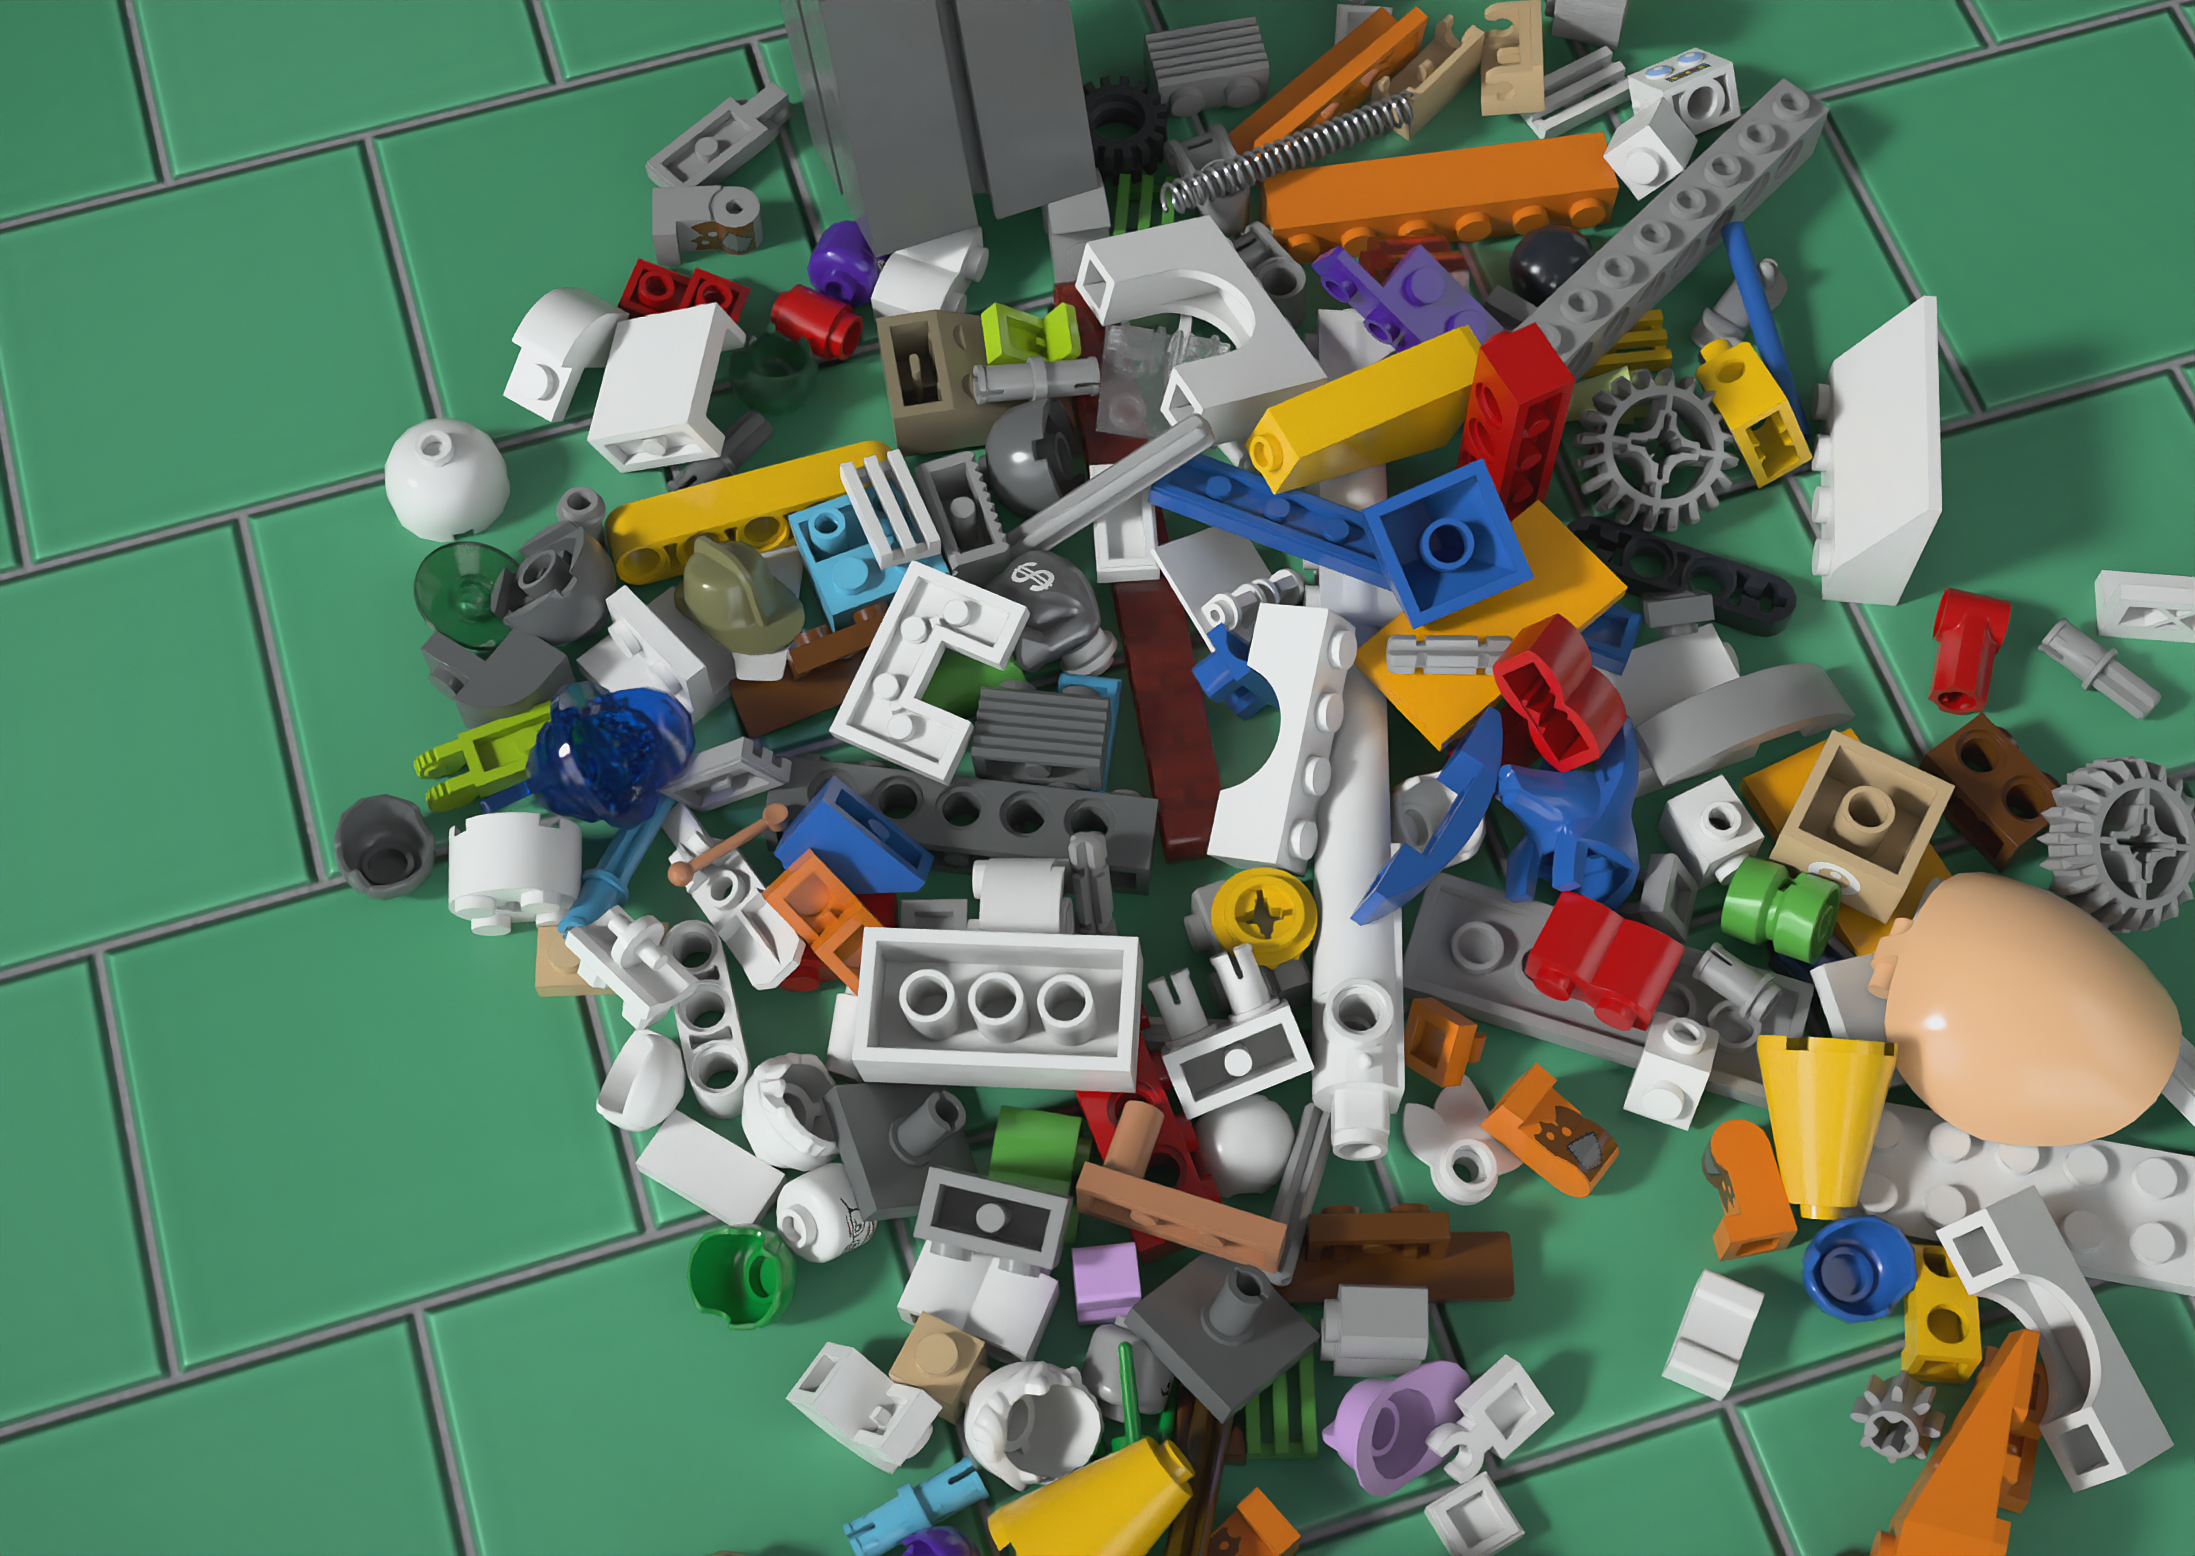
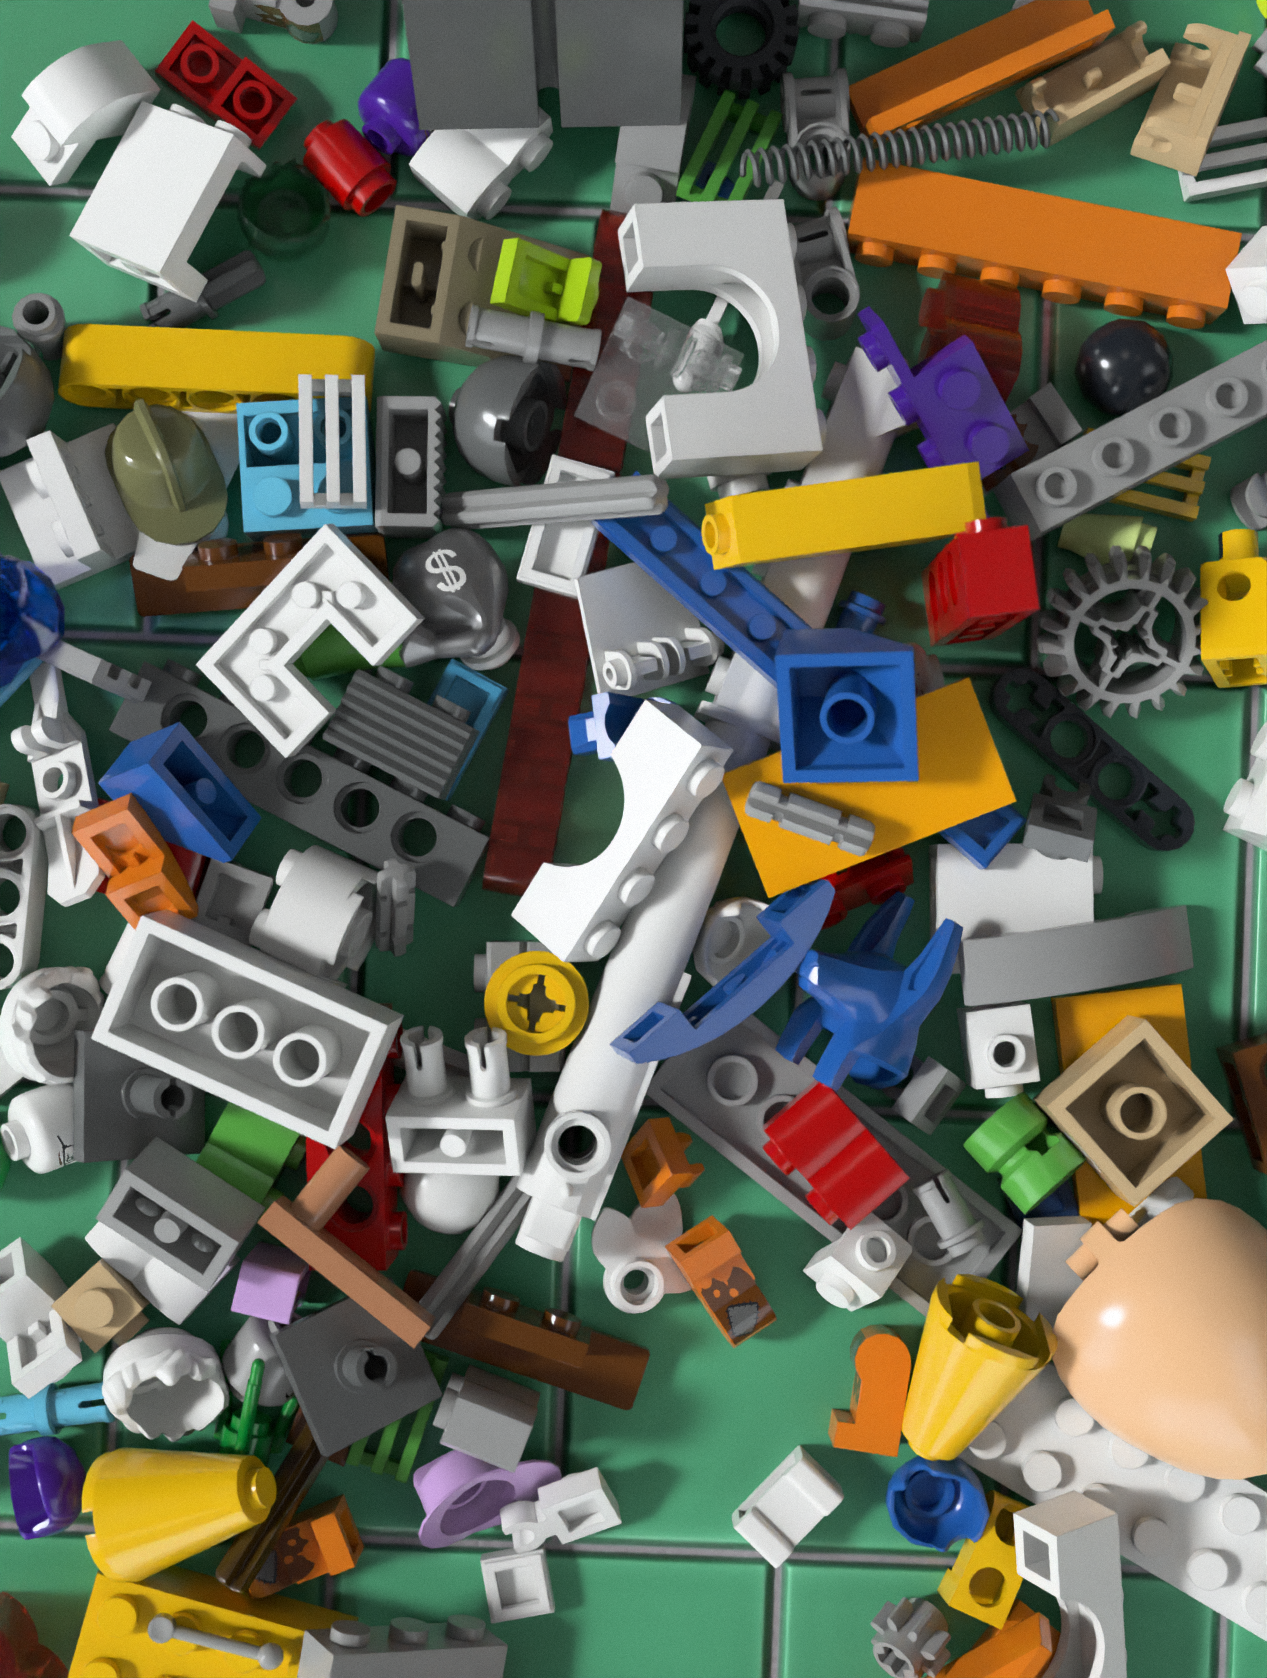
camera: 15 degrees right, 25 degrees up
(774, 819) = (119, 730): nougat hinge -> none
(1567, 701) = (896, 900): red brick -> none

